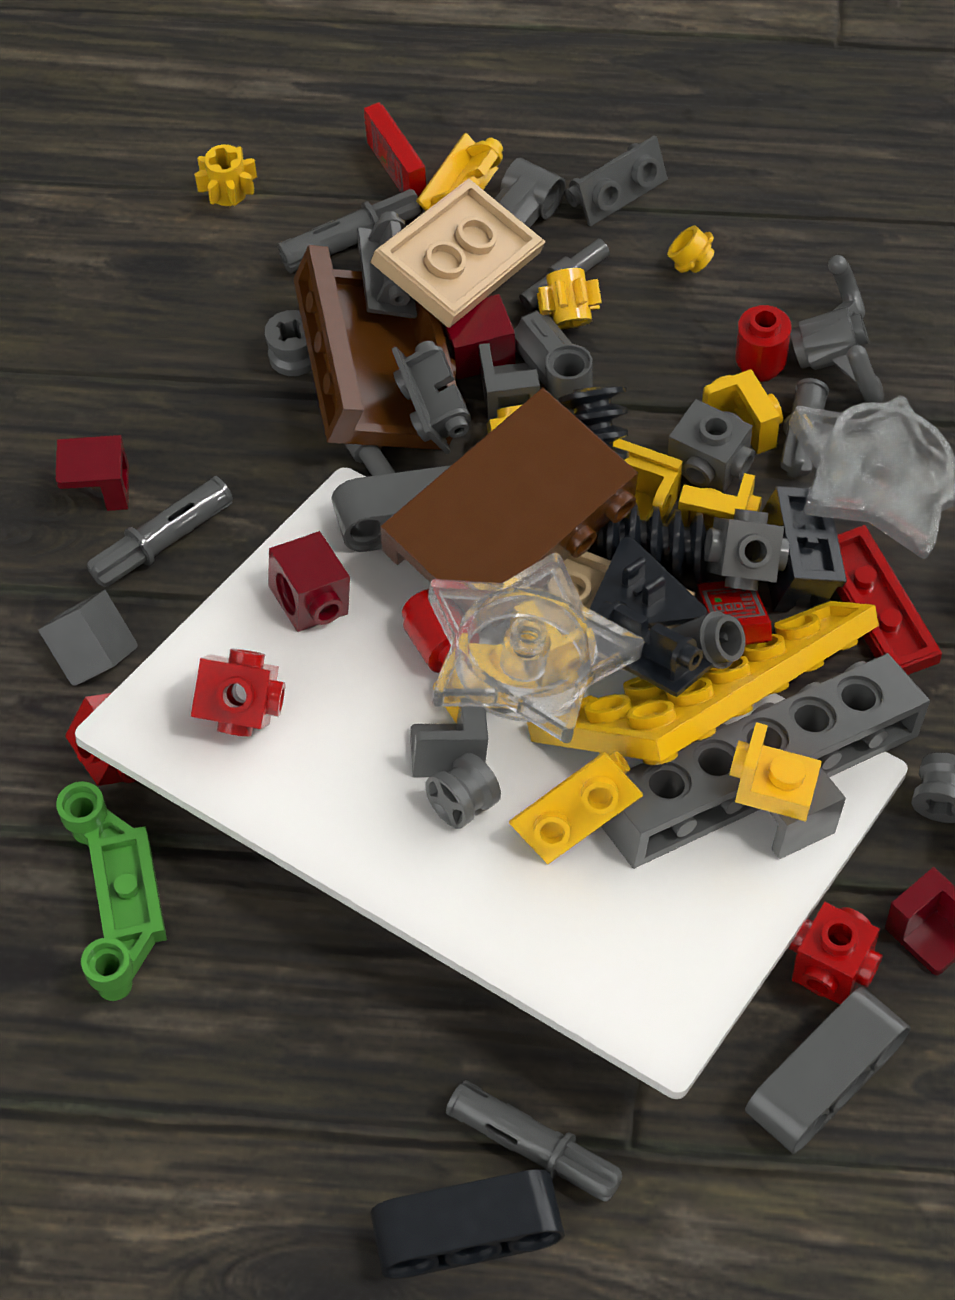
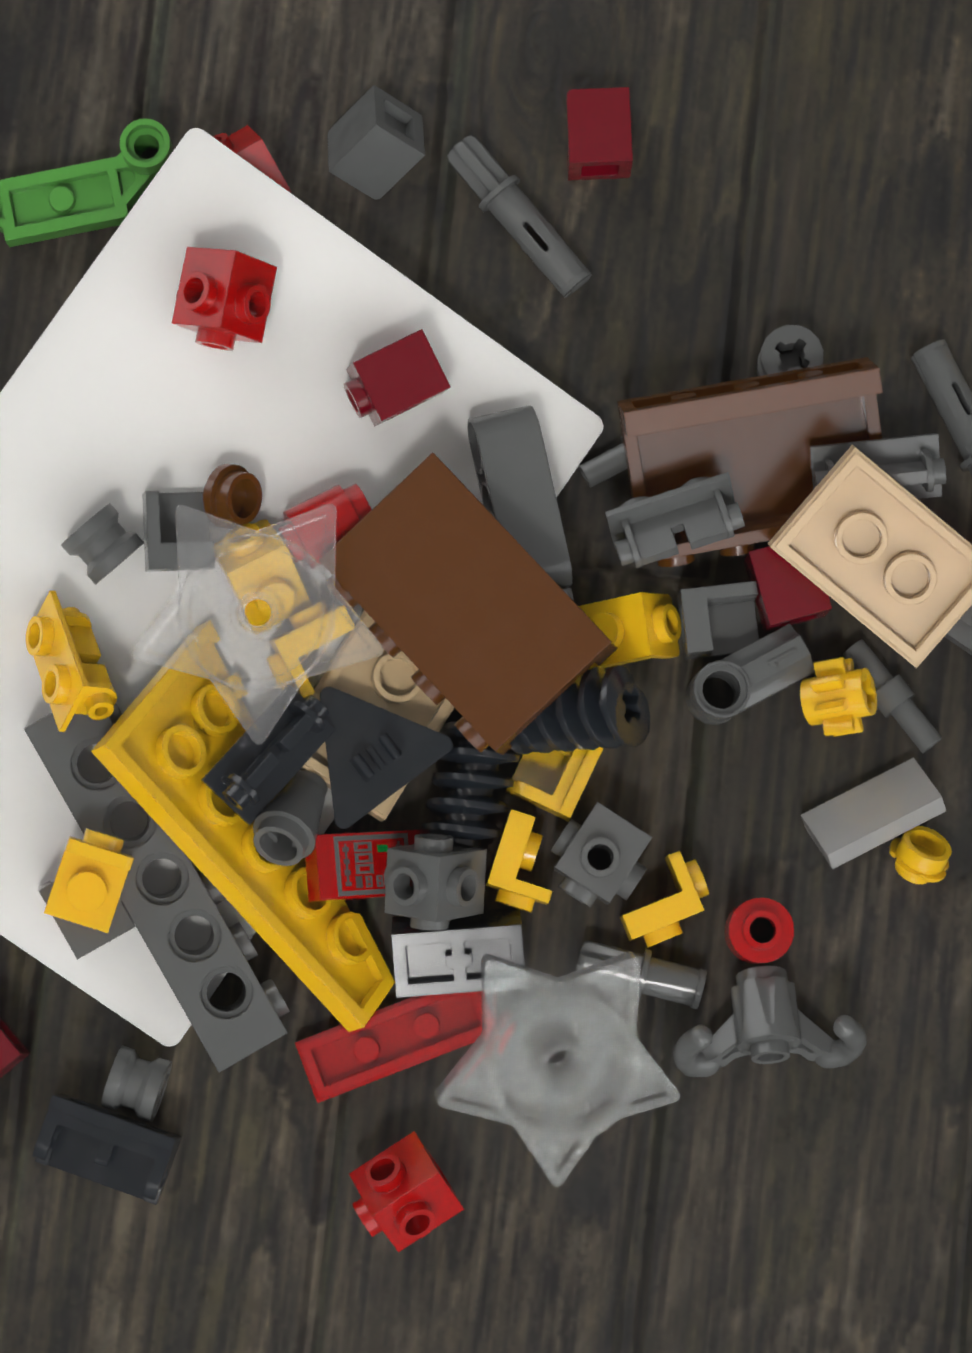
camera: 90 degrees right, 25 degrees up
(413, 699) = (232, 494): none -> reddish brown plate
(660, 279) = (873, 813): none -> light grey tile

